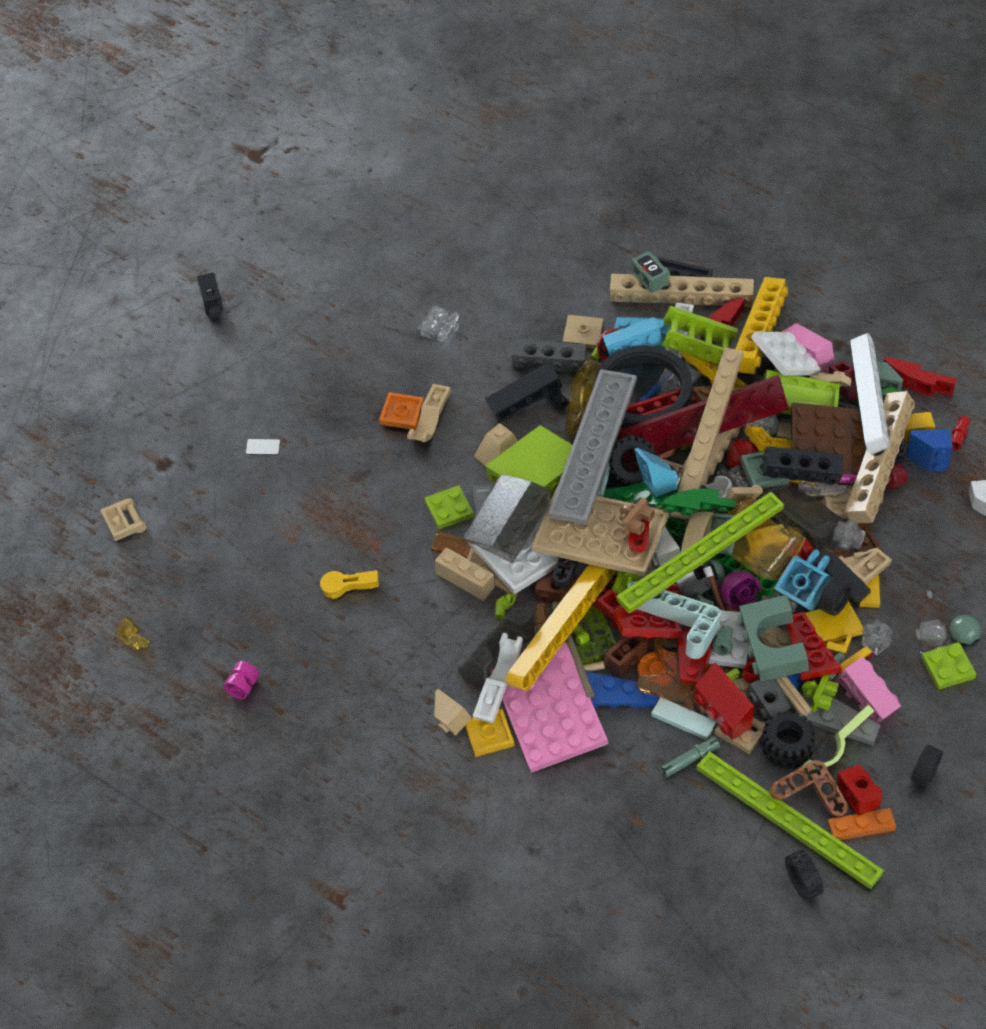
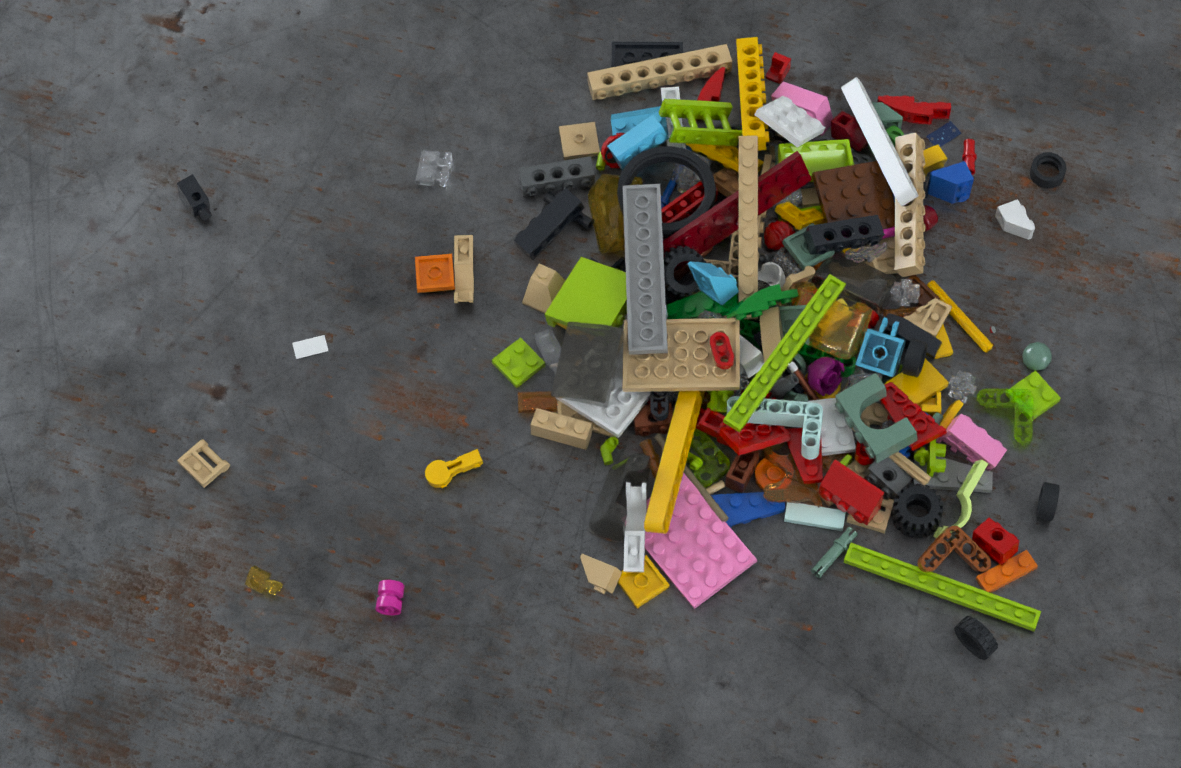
camera: 20 degrees left, 10 degrees up
(633, 515) = (714, 342): medium nougat hips -> none
(650, 271) = (627, 62): sand green brick -> none
(723, 641) = (830, 433): sand green cone -> none
(800, 312) = (779, 68): none -> red panel
(836, 377) = (845, 133): tan plate -> none
(900, 576) = (961, 318): none -> yellow axle
(928, 671) = (1019, 407): none -> clear neon green beam
(931, 633) = (1009, 368): clear head -> none
(942, 408) = (944, 134): none -> dark blue sticker

